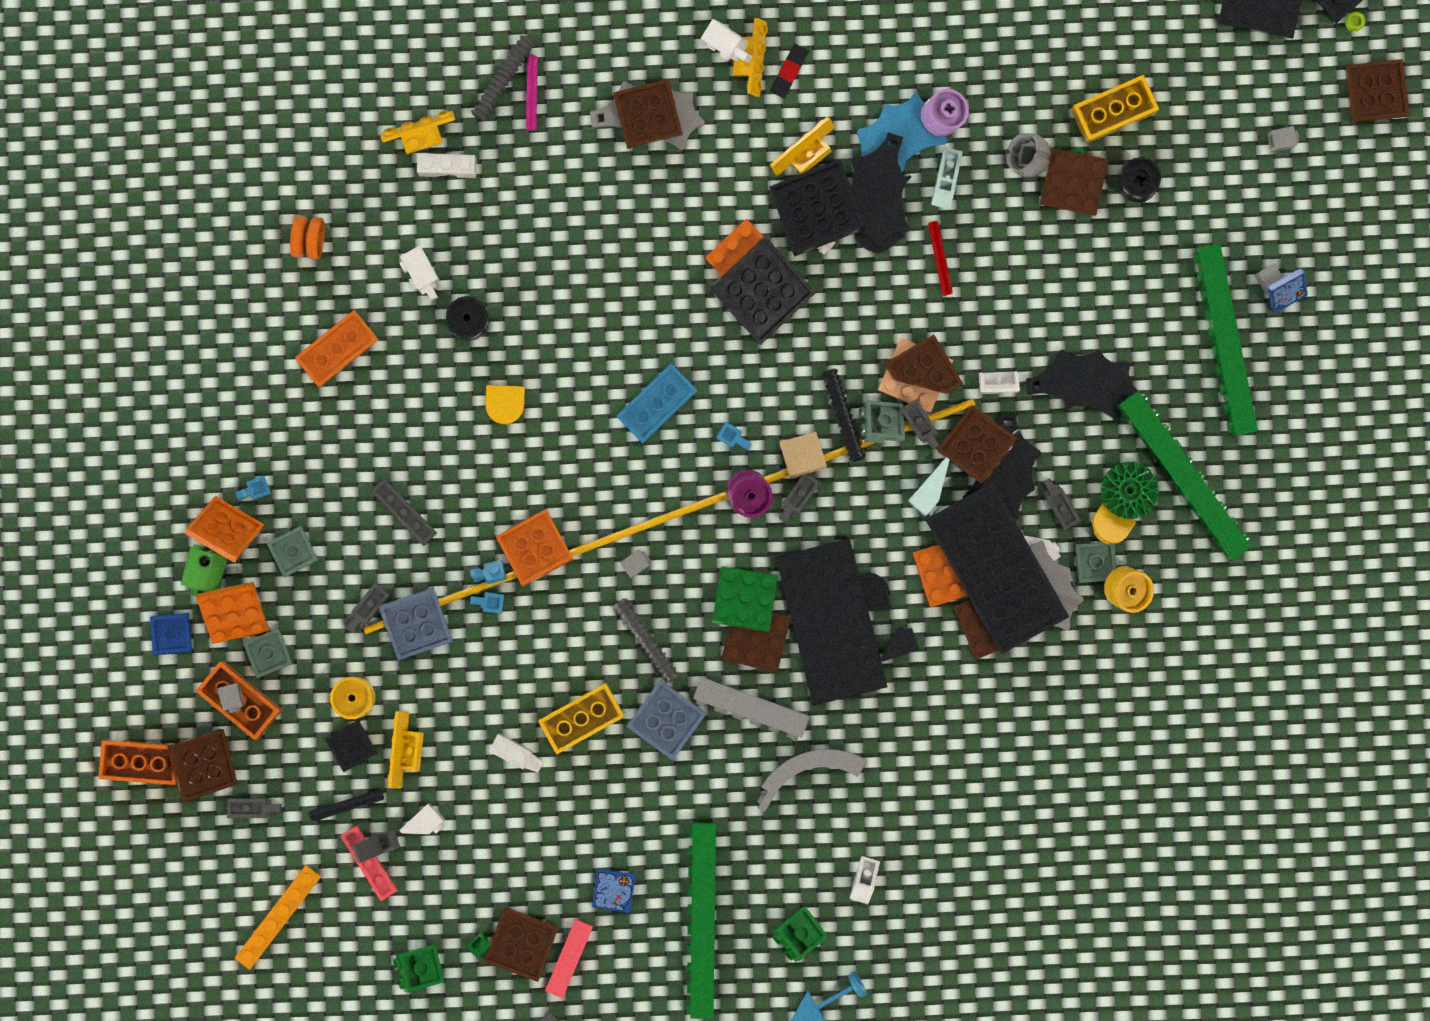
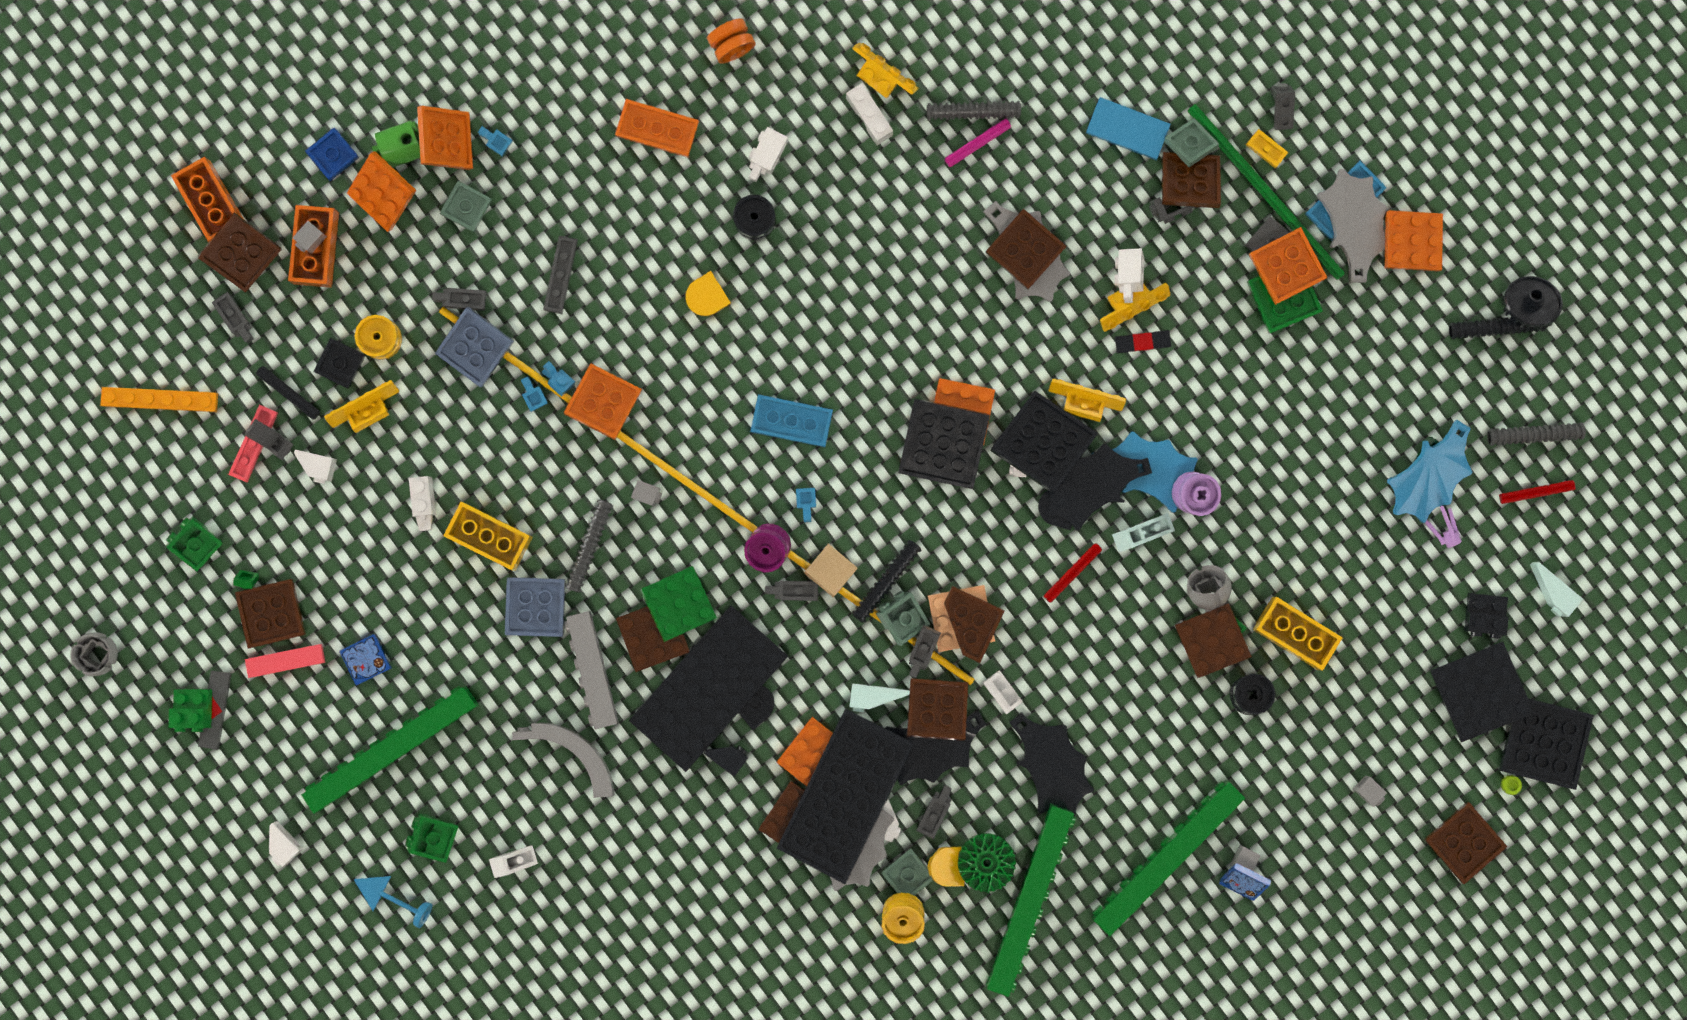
camera: 55 degrees right, 0 degrees up
(268, 653) = (369, 243): sand green plate -> none

